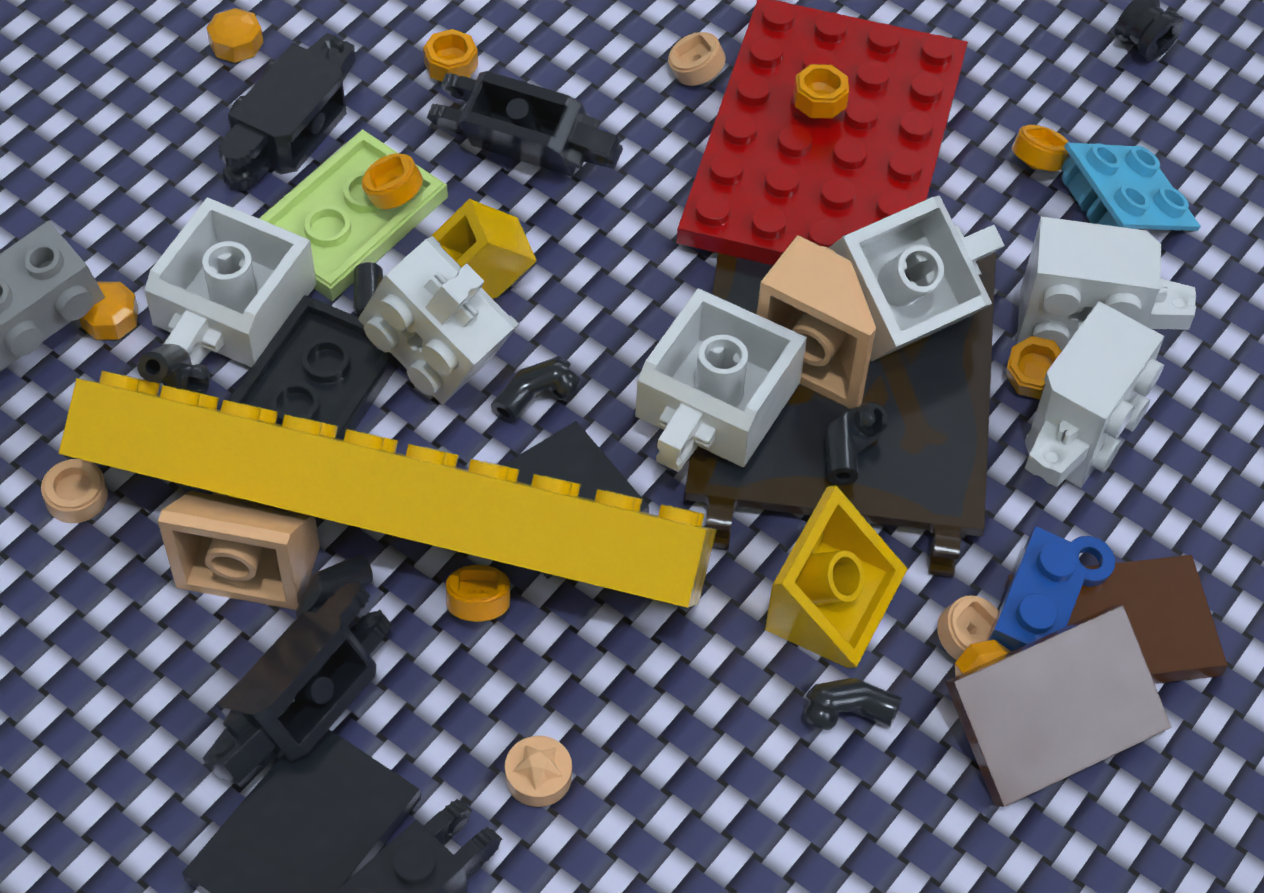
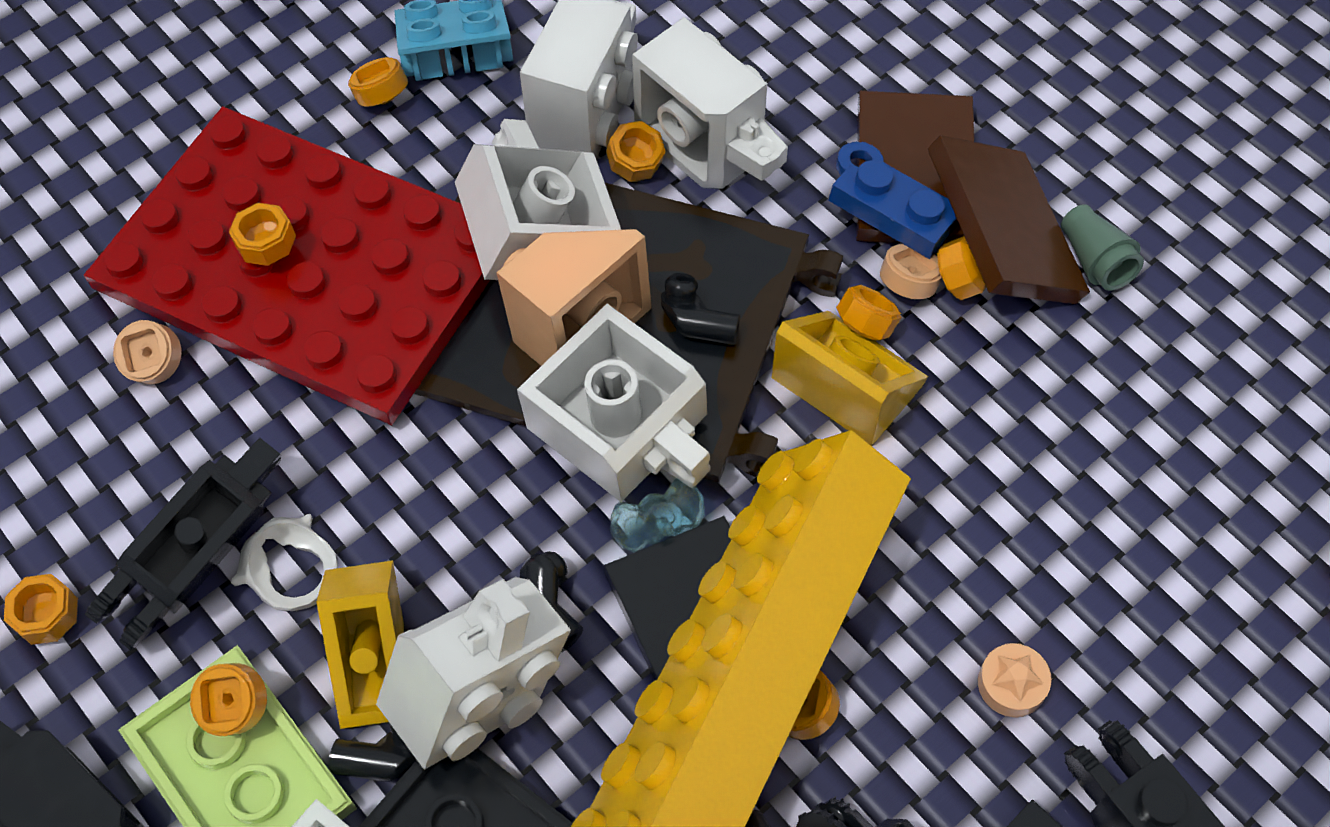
camera: 75 degrees left, 5 degrees up
(523, 180) = (253, 560): none -> white piece
(632, 452) = (657, 516): none -> clear light blue piece
(849, 695) = (967, 391): black arm -> none
(906, 594) = (868, 312): none -> light orange tile
(1061, 812) = (1103, 250): none -> sand green cone

